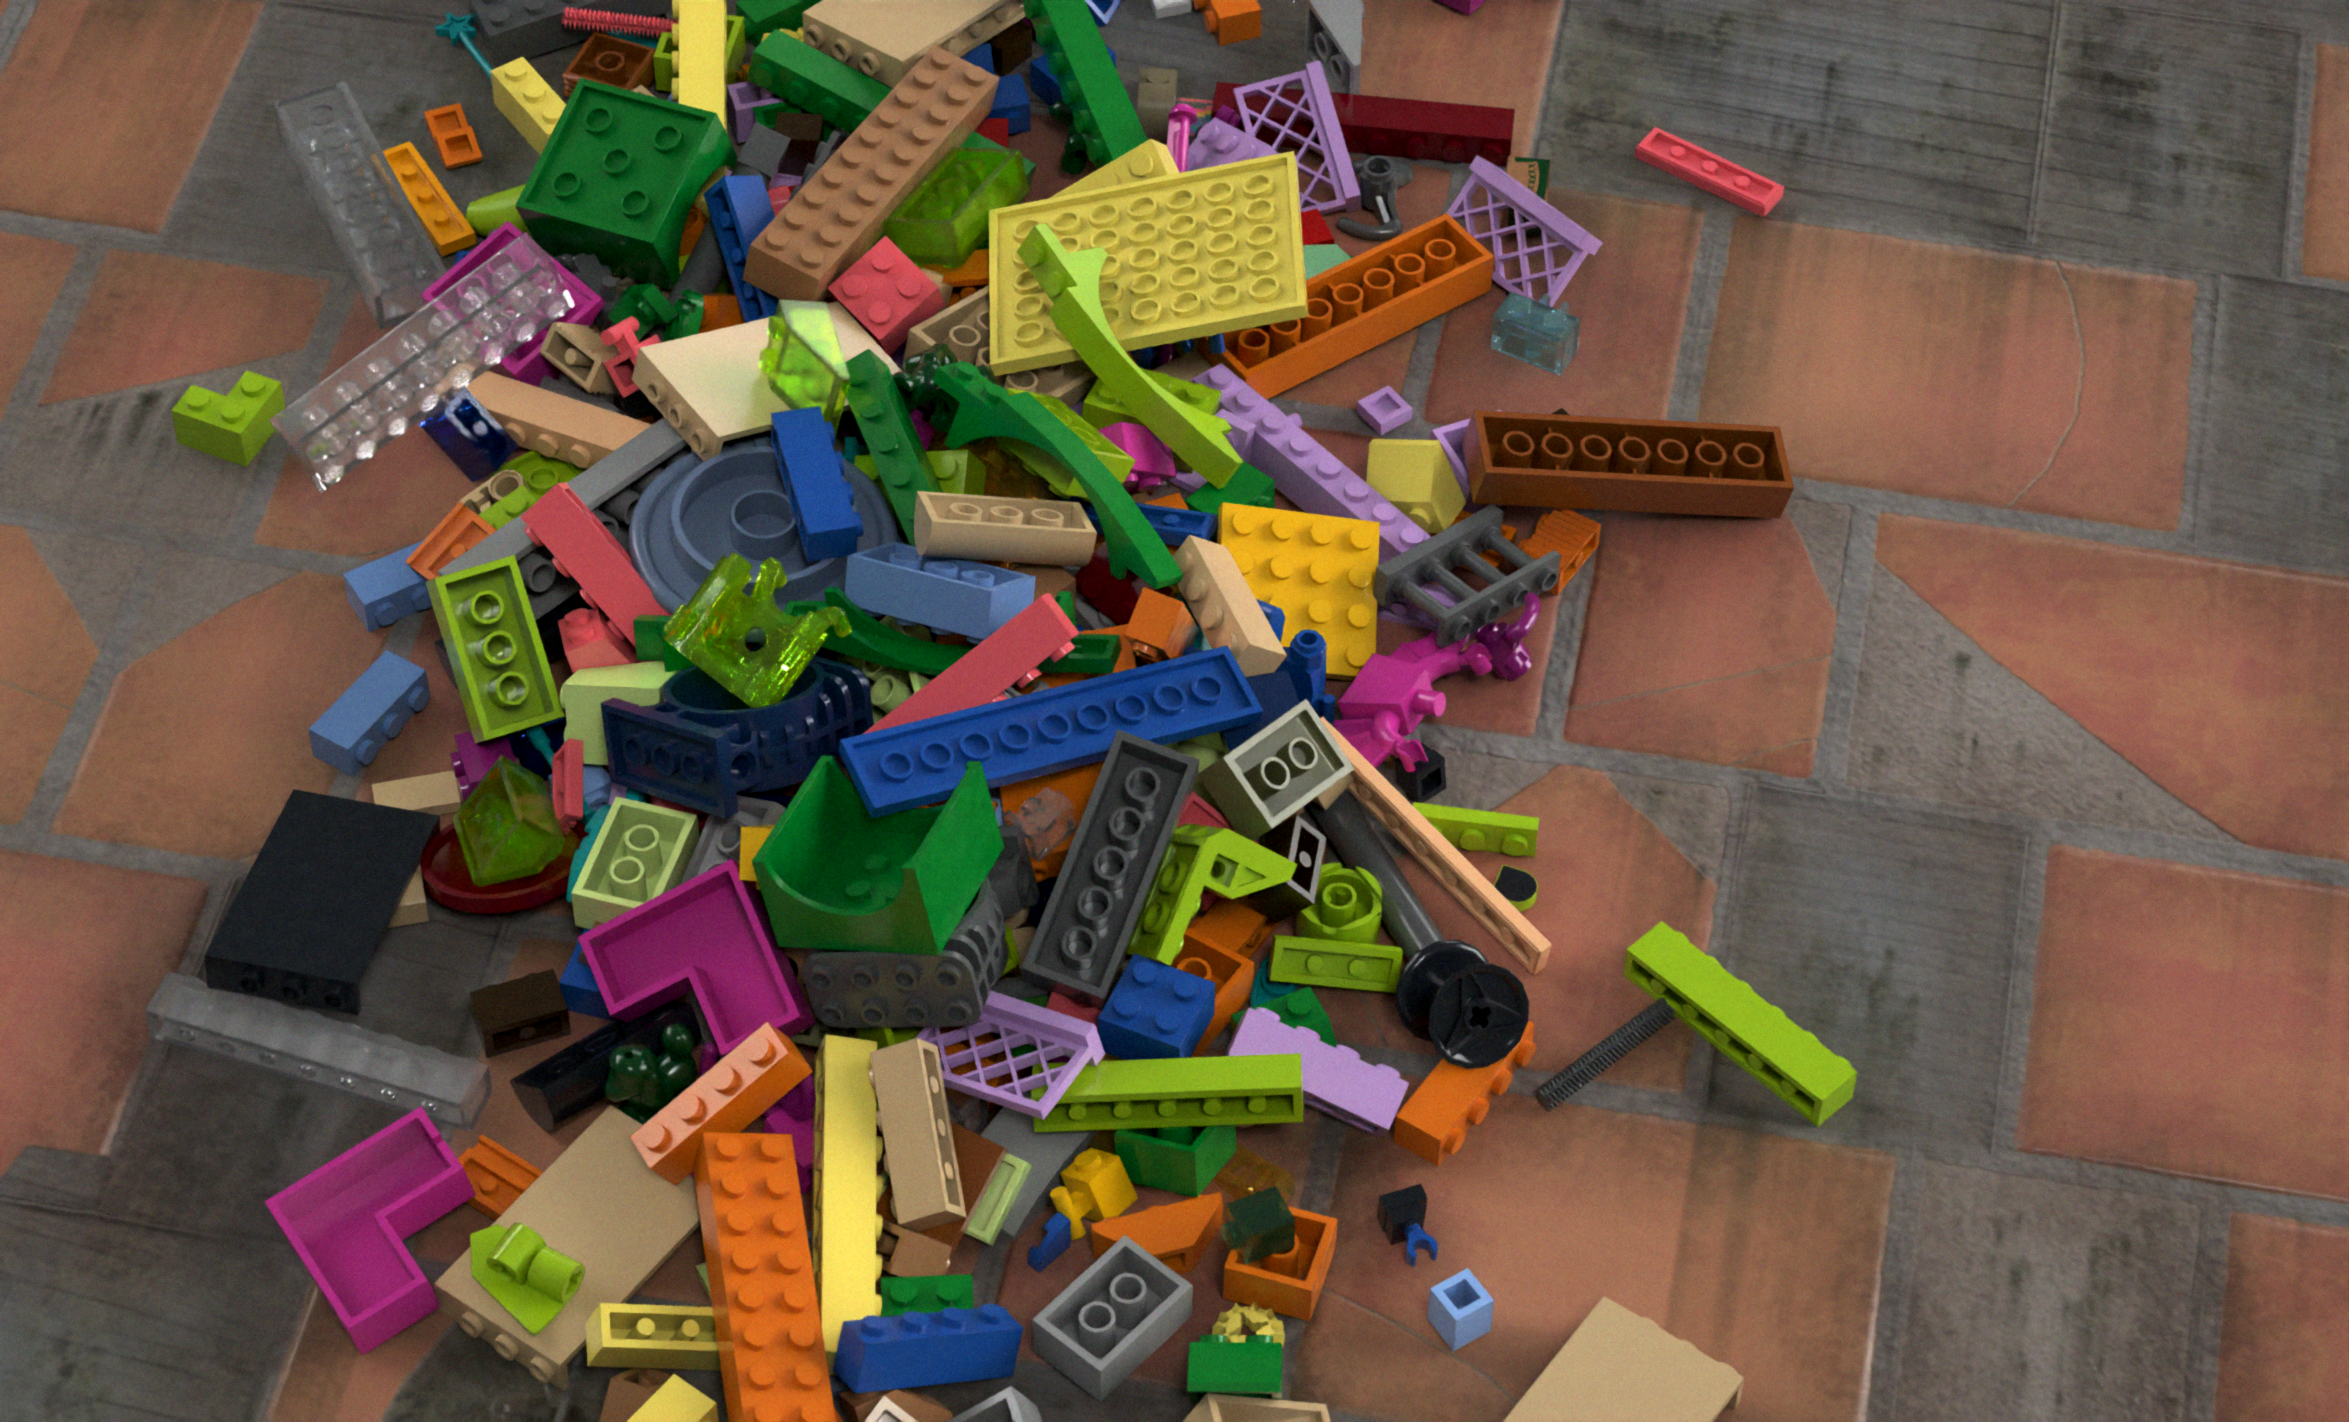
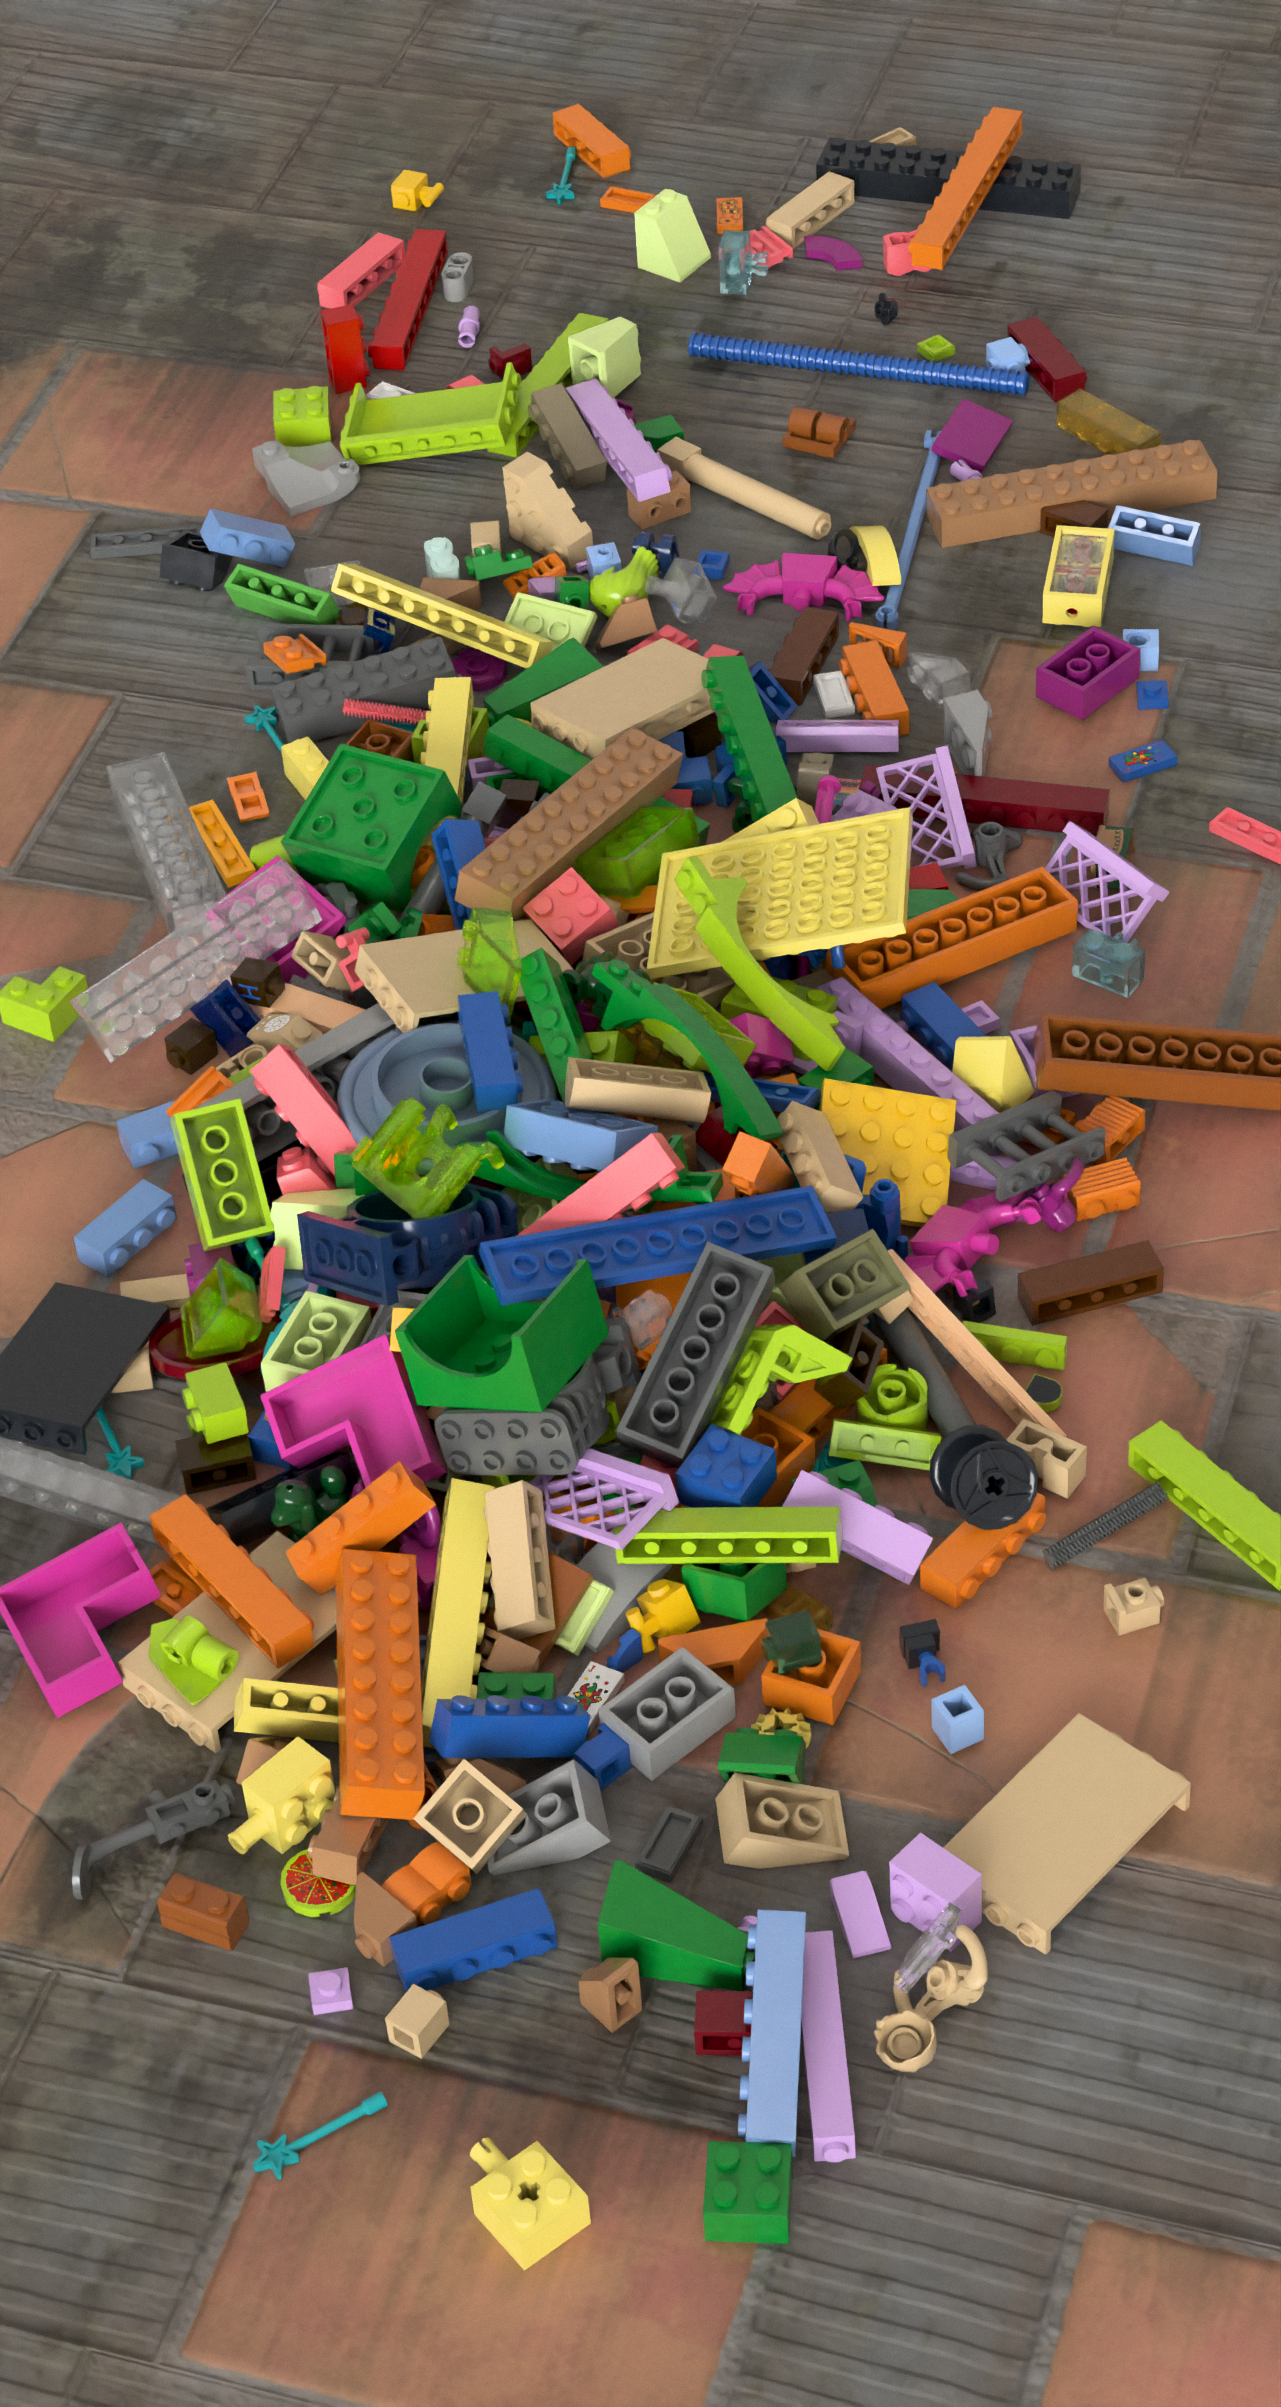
camera: 10 degrees right, 5 degrees down
(399, 1017) = (121, 1461): none -> teal piece
(422, 470) = (191, 1046): none -> dark brown brick
(503, 387) = (258, 981): none -> dark brown brick
(515, 945) = (214, 1404): none -> lime brick
(543, 457) = (283, 1030): none -> tan slope
(566, 1173) = (233, 1580): none -> orange brick
(1020, 1288) = (595, 1689): none -> white tile
(1040, 112) = (719, 786): none -> blue plate
(1042, 1374) = (604, 1756): none -> blue brick
(1179, 42) = (839, 735): none -> lavender fence
(1340, 417) = (937, 1021): none -> blue brick
(1544, 971) = (1055, 1457): none -> tan brick
(1547, 68) = (1142, 761): none -> blue tile
(1556, 746) = (1090, 1282): none -> reddish brown brick
(1564, 625) = (1105, 1189): none -> orange brick
(1649, 1155) = (1132, 1605): none -> tan brick

